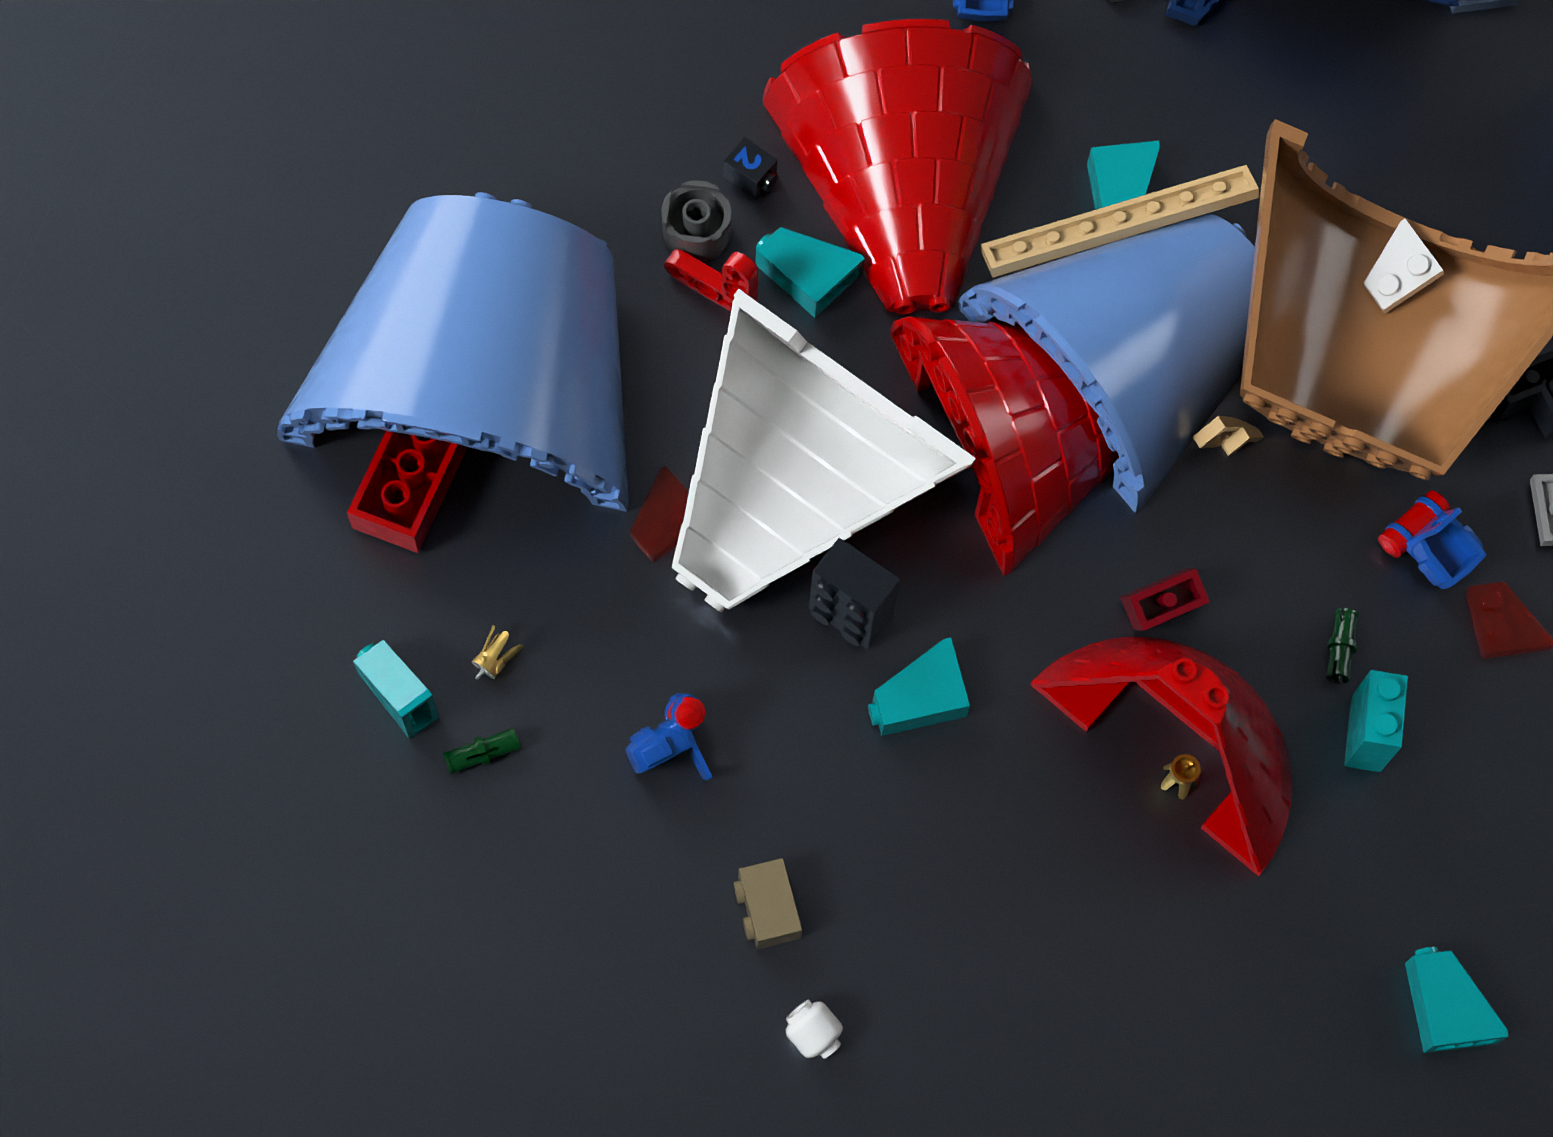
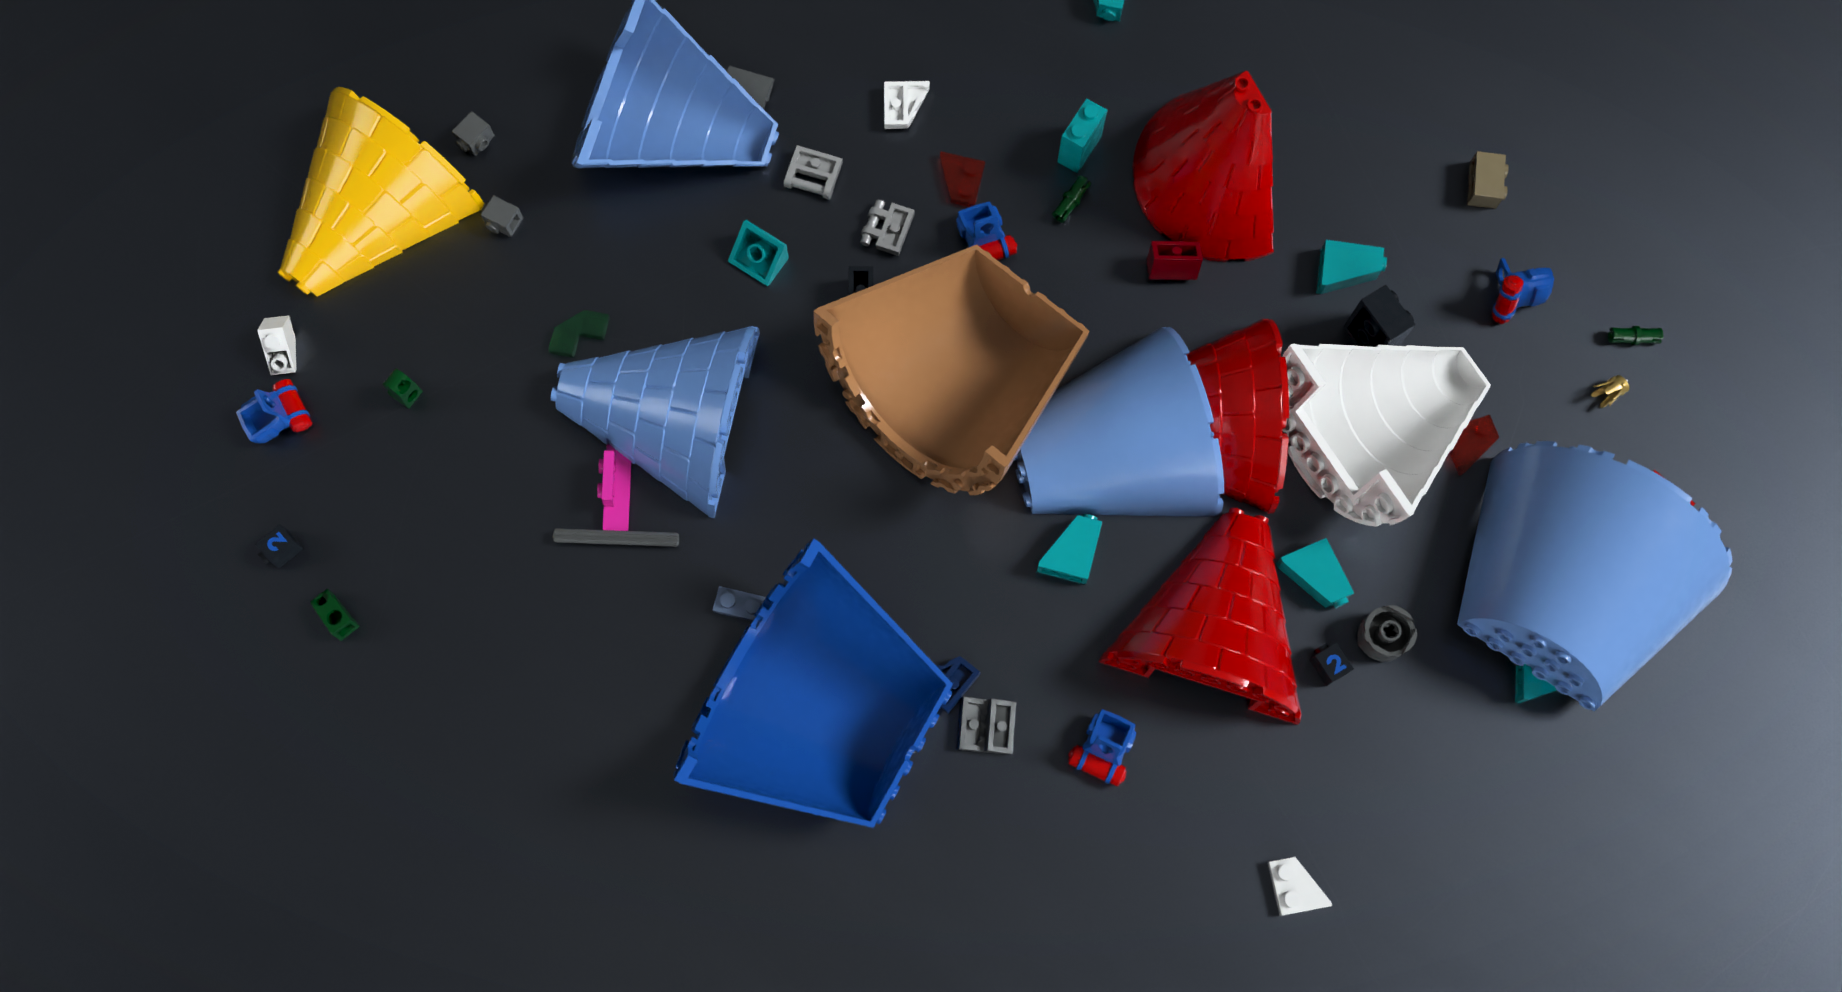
camera: 155 degrees left, 5 degrees up
(396, 688) = (1685, 386): slope -> none
(737, 273) = (1376, 569): red beam -> none
(814, 1029) = (1484, 103): white head -> none
(1119, 221) = (1096, 510): tan plate -> none
(1228, 433) = (1091, 352): tan slope -> none
(1401, 269) = (915, 410): white wing -> none

